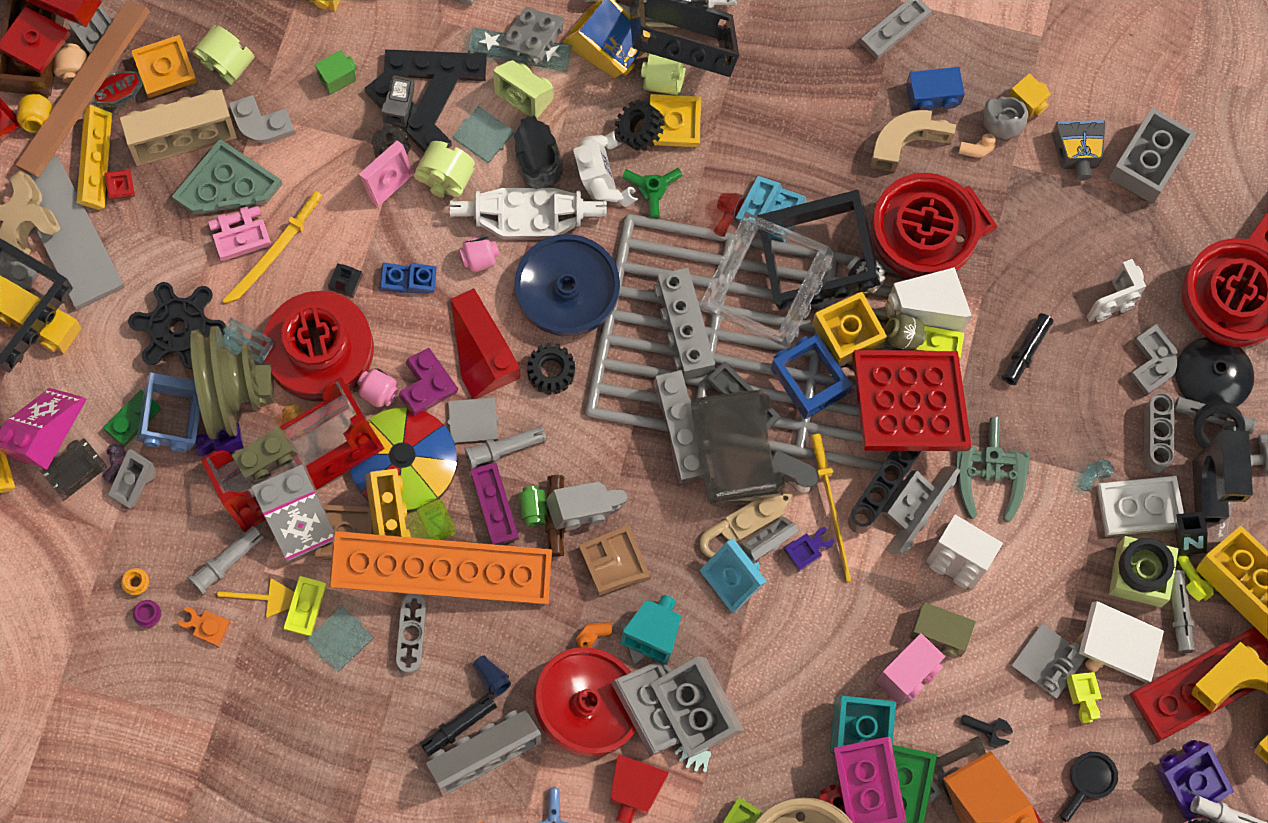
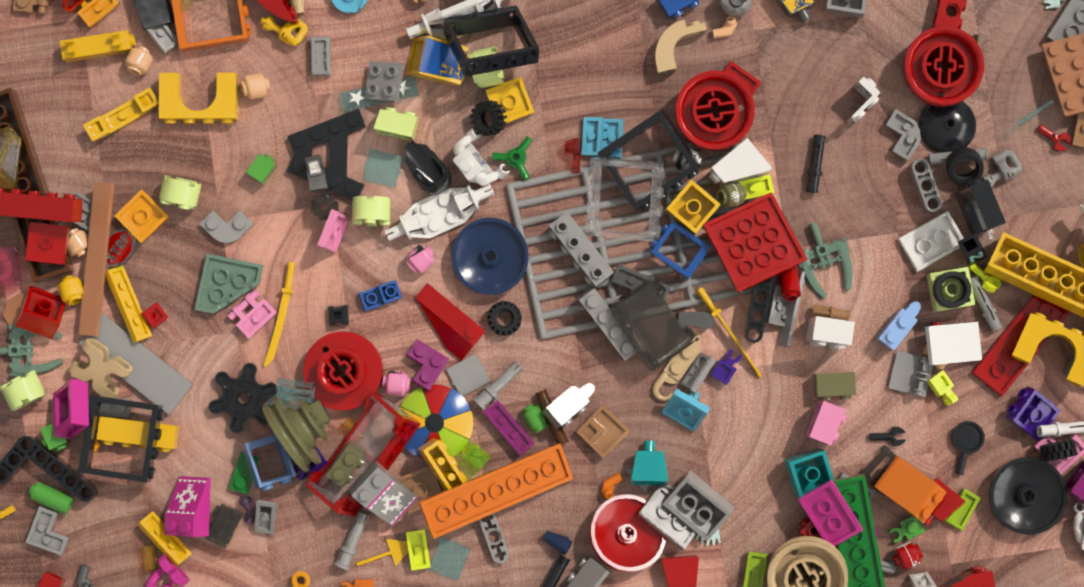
camera: 20 degrees left, 15 degrees up
(178, 127) = (175, 260): tan brick -> none
(936, 472) = (790, 284): none -> red brick
(1056, 590) = (899, 326): none -> light blue hinge
(1094, 470) = (892, 230): clear light blue arm -> none

